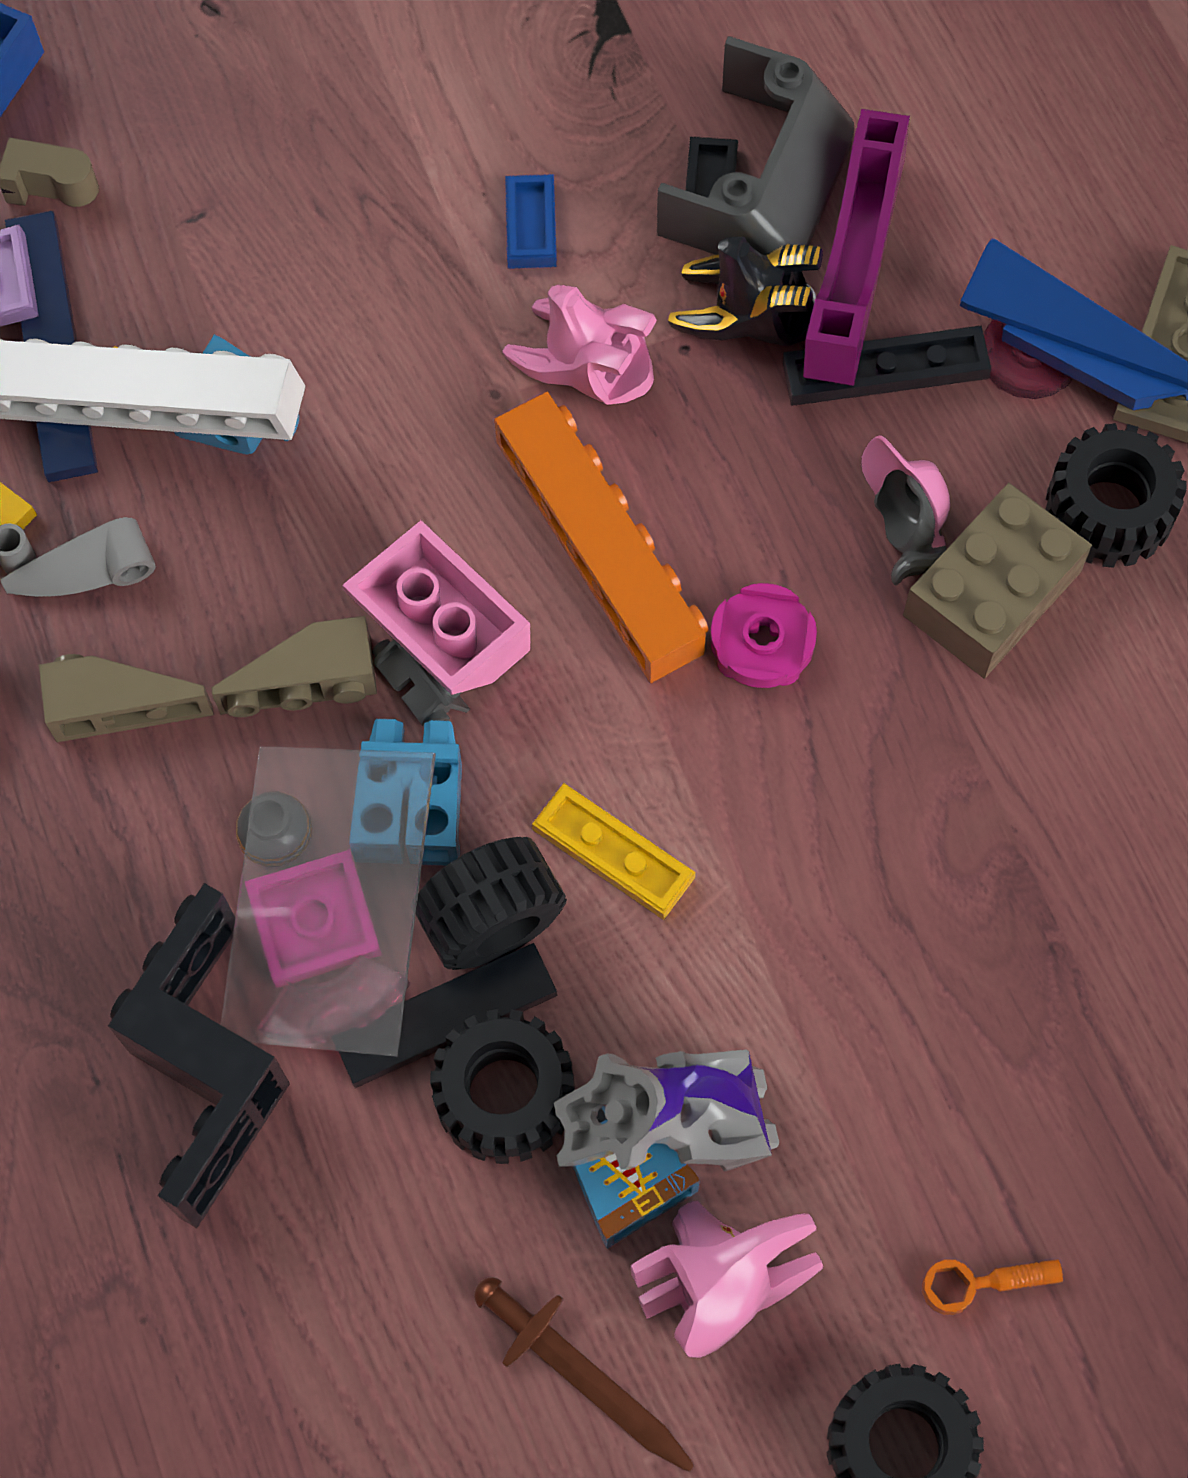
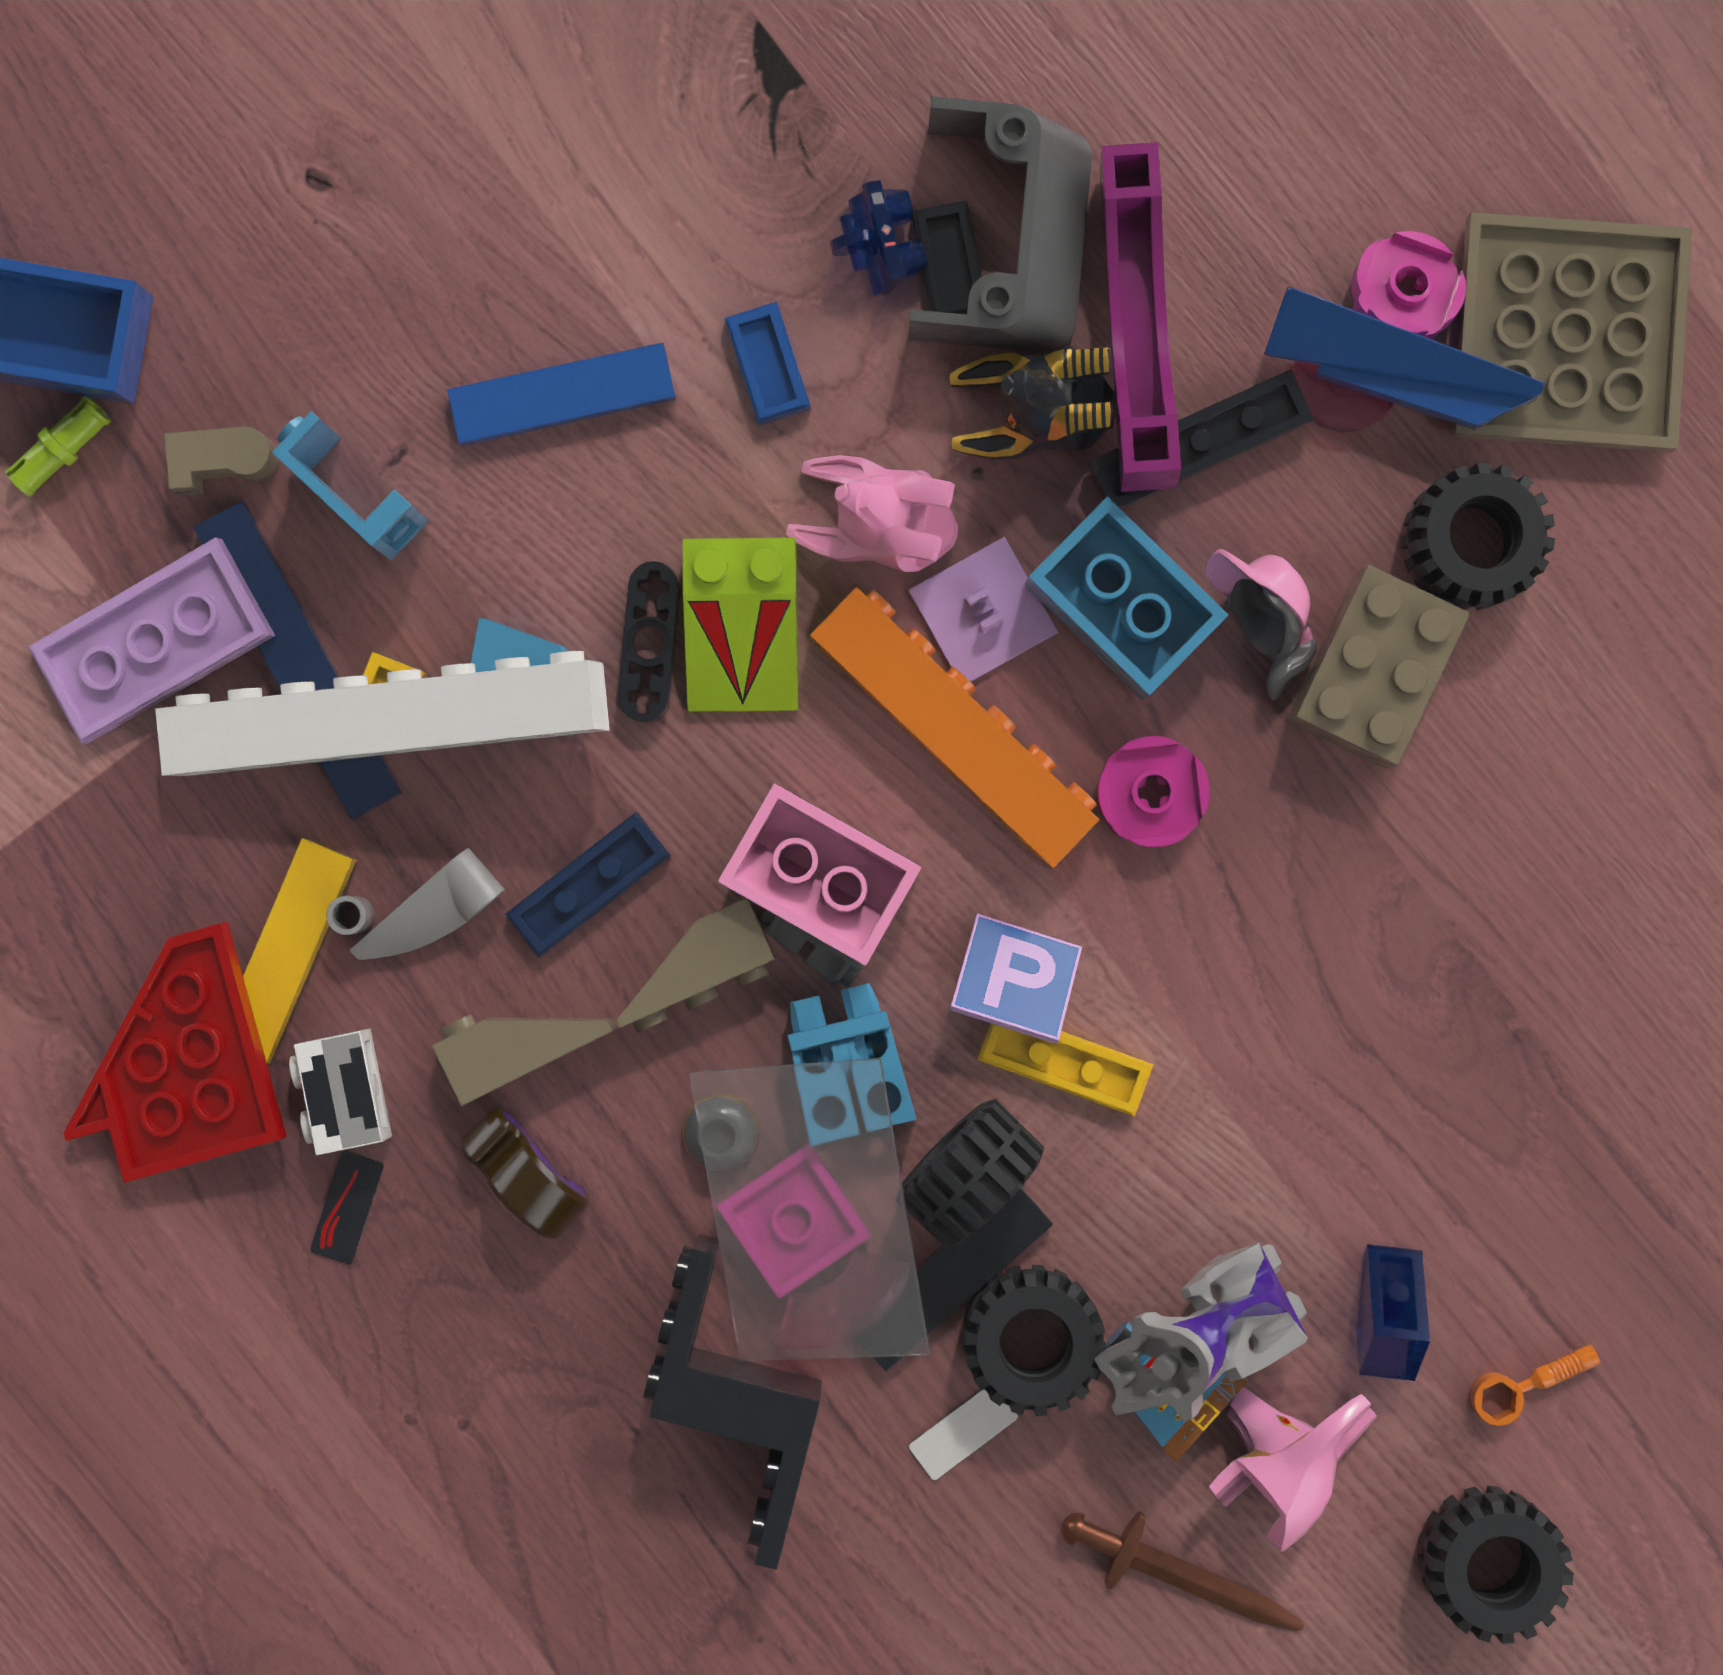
camera: 20 degrees left, 20 degrees up
(80, 808) = (523, 1174): none -> dark brown animal
(161, 239) = (386, 528): none -> dark azure panel
(230, 585) = (588, 884): none -> dark blue tile
(349, 201) = (561, 394): none -> blue tile
(359, 425) = (639, 600): none -> black beam
(409, 1171) = (961, 1434): none -> white sticker
(439, 404) = (741, 624): none -> lime slope
(589, 757) = (1016, 978): none -> piece
(647, 143) = (872, 240): none -> clear blue hips
(657, 456) = (983, 610): none -> lavender piece
(783, 464) = (1125, 599): none -> dark azure brick
(862, 1167) = (1392, 1313): none -> clear blue slope
(1117, 270) = (1416, 257): none -> dark pink plate

